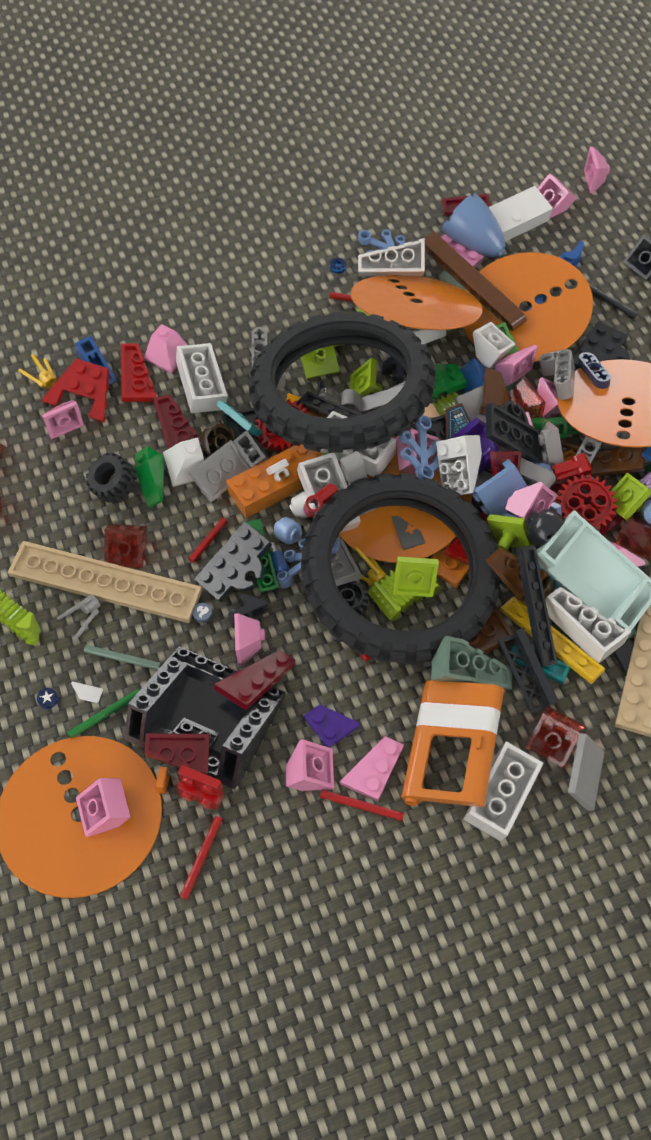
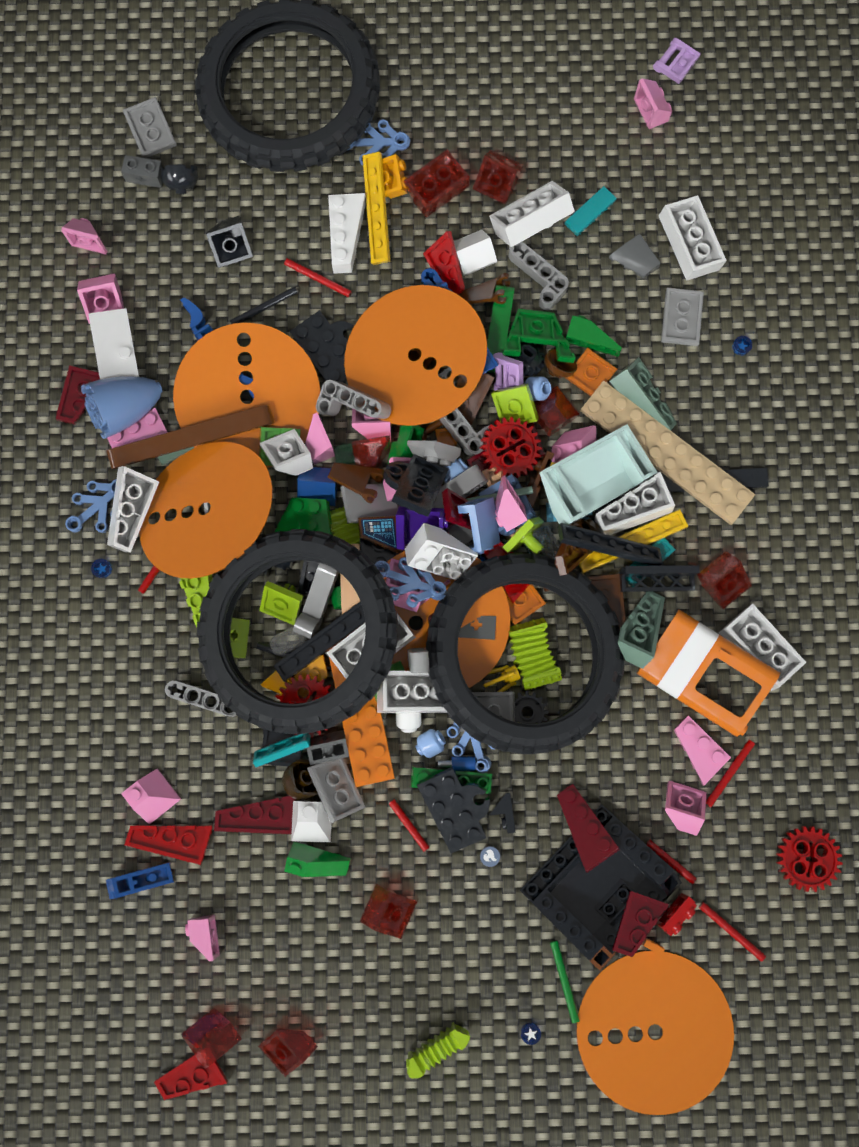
camera: 70 degrees left, 20 degrees up
(46, 378) = (138, 941): yellow plant -> none
(85, 381) = (165, 898): red wing -> none
(87, 692) = (535, 992): white sticker -> none
(88, 605) = (444, 968): light grey plant -> none
(101, 472) = (307, 919): black tyre -> none
(103, 806) = (661, 1008): bright pink slope -> none
(105, 581) = (421, 945): tan plate -> none
(122, 657) = (511, 948): sand green bar -> none
(200, 377) = (208, 771): white brick -> none
(247, 638) = (539, 822): bright pink slope -> none
(252, 775) = (671, 862): none -> red bar
(277, 468) = (367, 731): white tile -> none
(306, 931) = (791, 856): none -> red gear
(319, 499) = (431, 702): red piece -> none
(330, 725) = (646, 774): dark purple wing -> none
(415, 576) = (555, 647): lime tile -> none
(543, 525) = (542, 503): black cylinder -> none
(574, 467) = (472, 438): red piece -> none
(586, 772) = (769, 570): light grey tile -> none
(588, 363) = (352, 362): dark blue beam -> none

